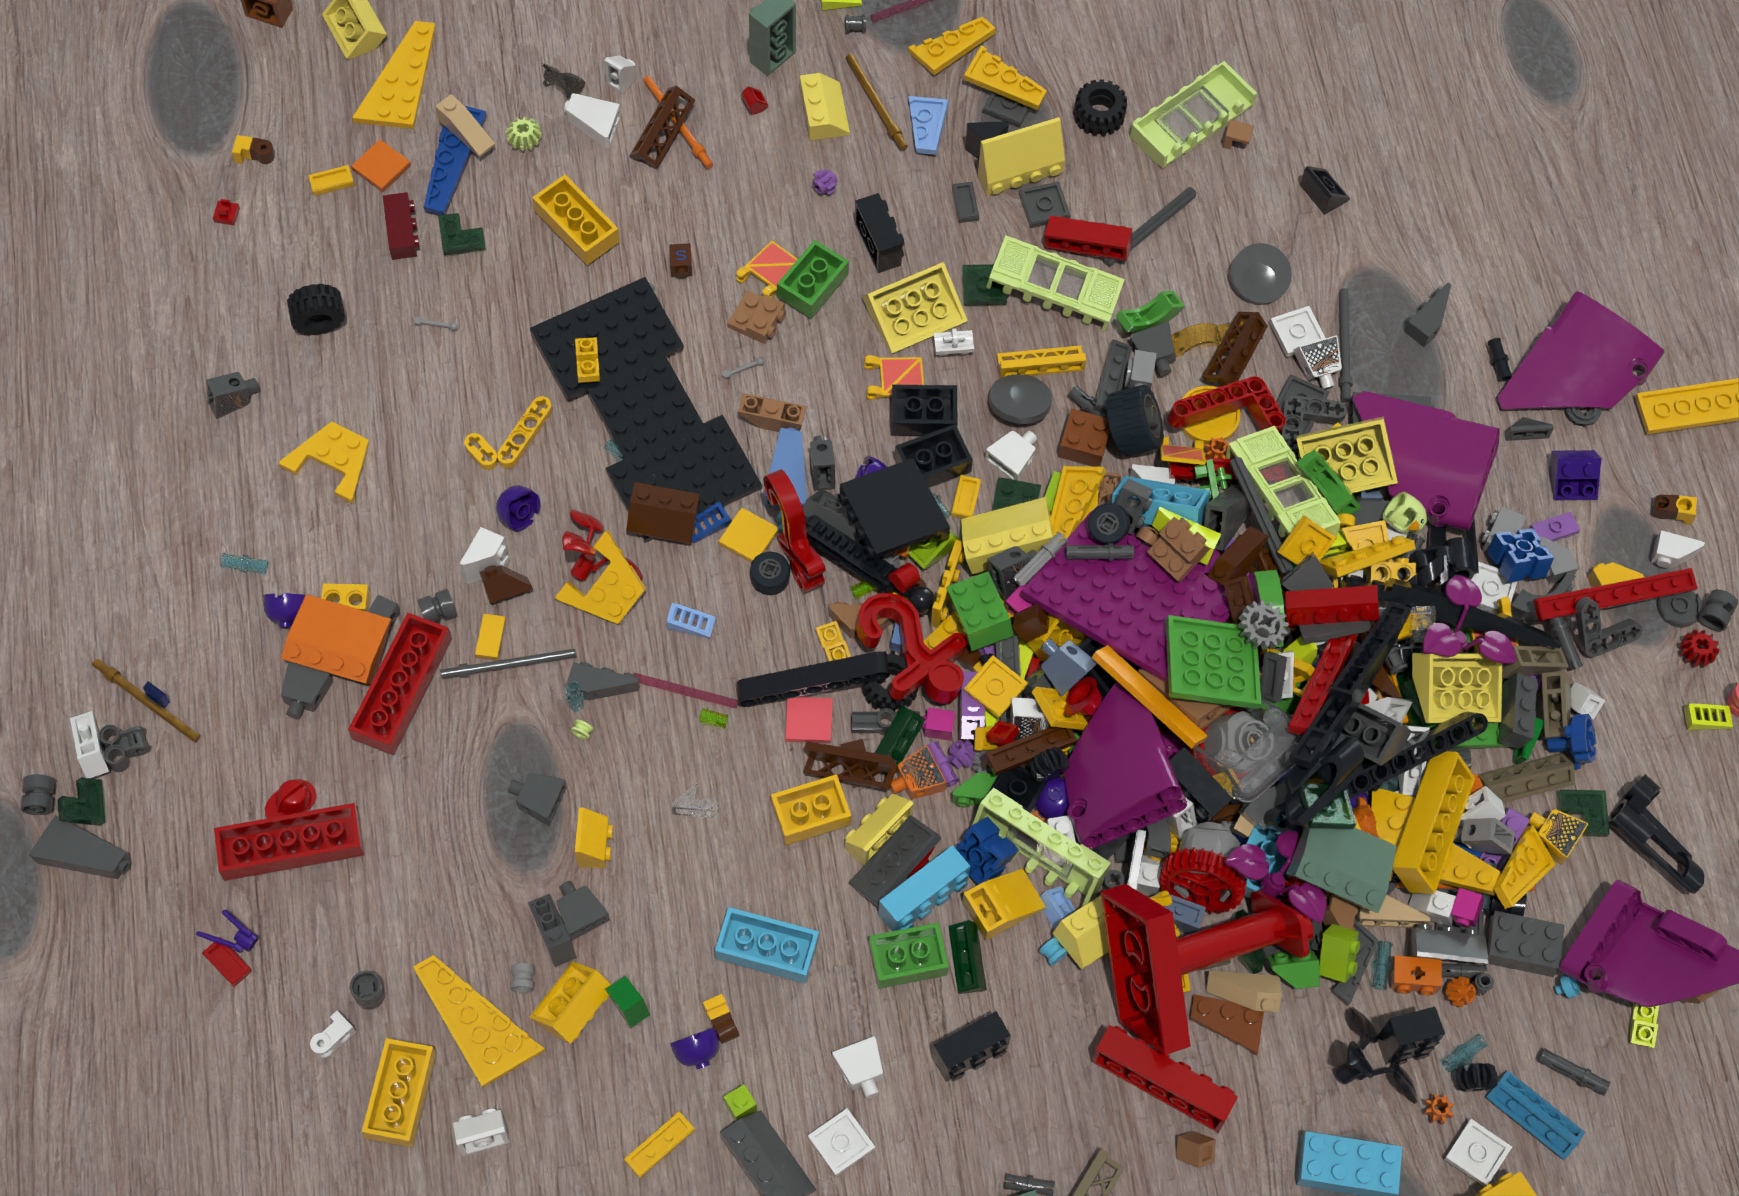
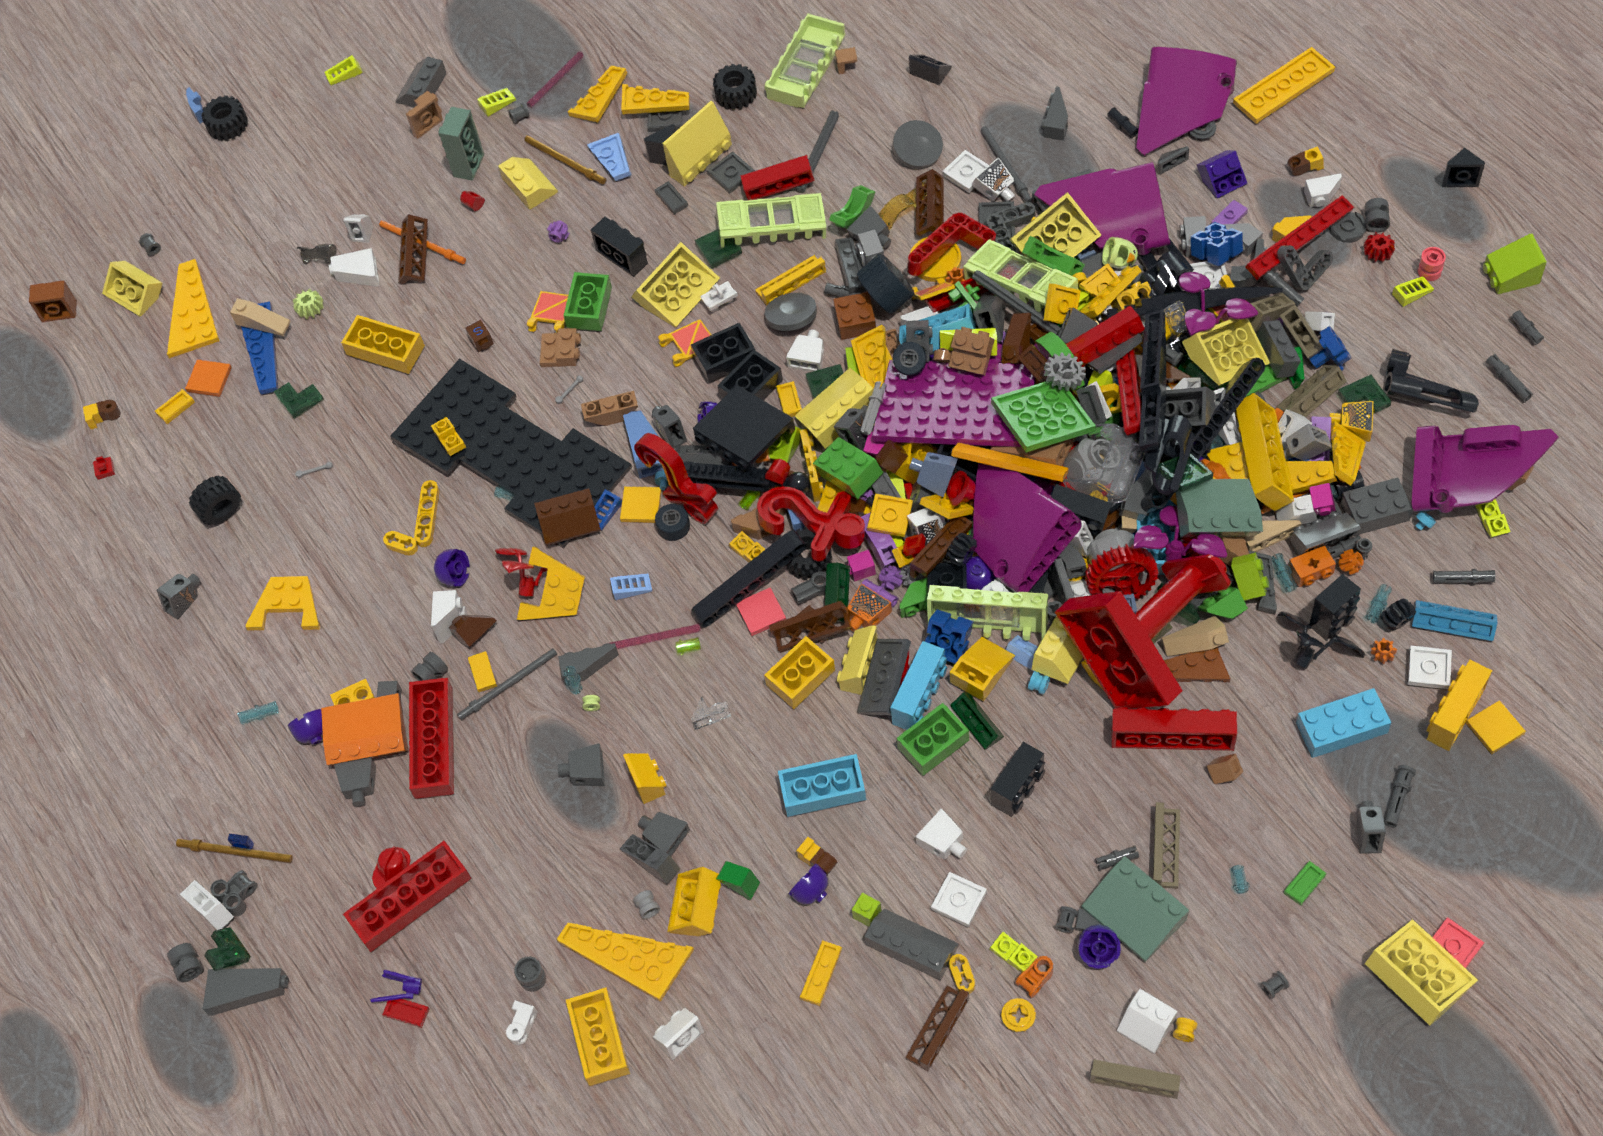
camera: 15 degrees left, 5 degrees down
(400, 225) = (248, 412): dark red brick -> none
(1099, 552) = (913, 382): dark grey pin -> none

